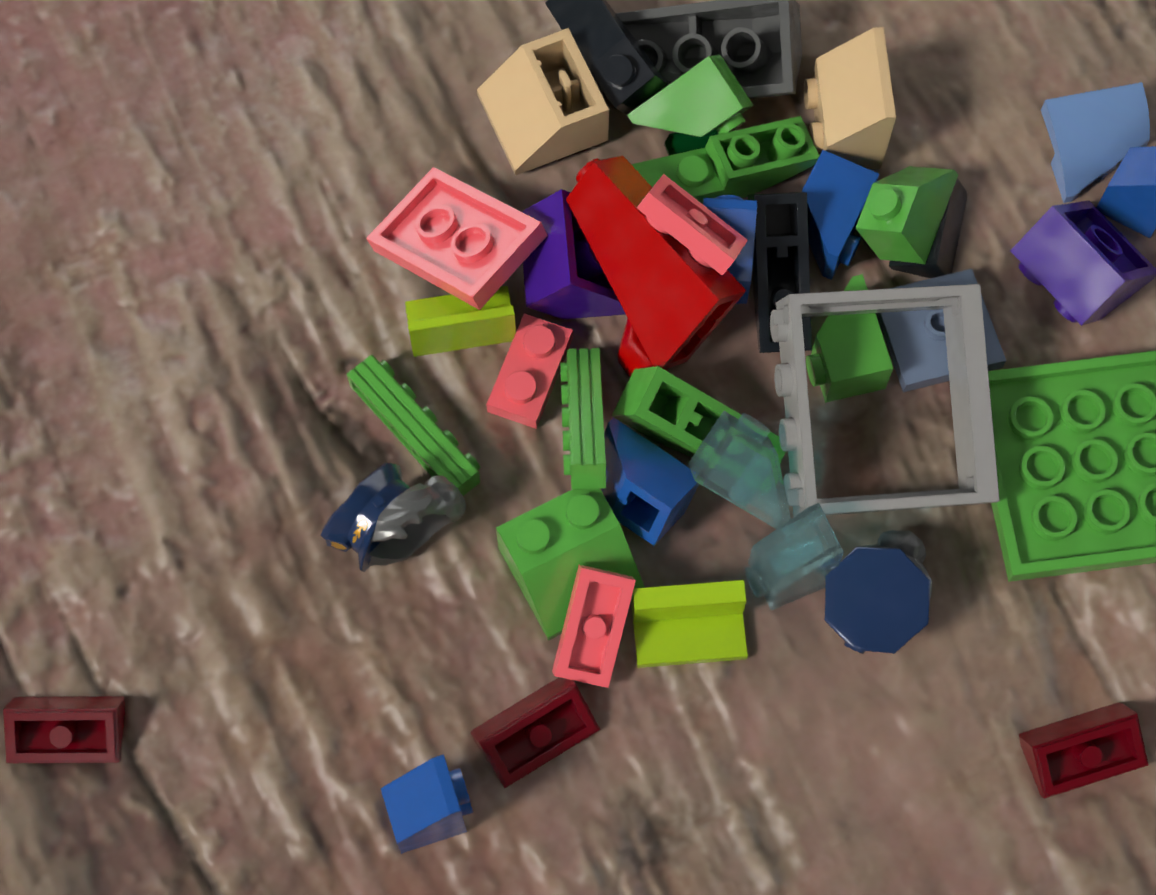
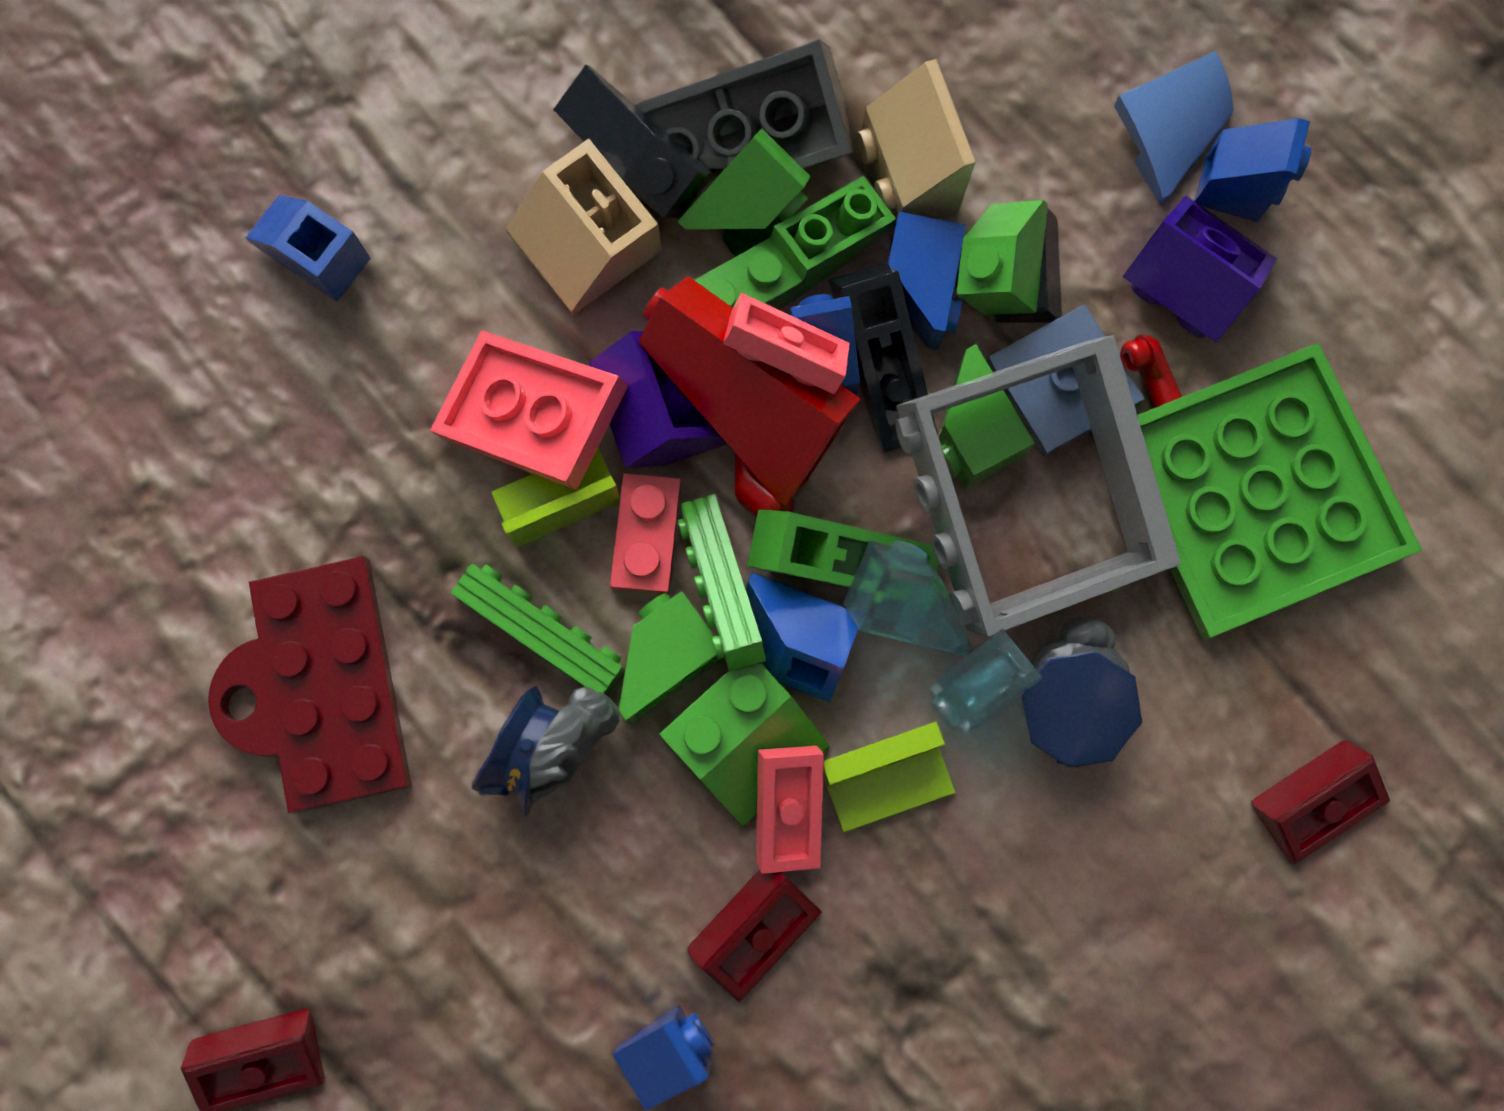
camera: 15 degrees left, 10 degrees up
(209, 429) = (317, 687): none -> dark red plate
(307, 64) = (310, 245): none -> blue slope
(518, 473) = (664, 654): none -> bright green slope
(1017, 324) = (1148, 358): none -> red arm

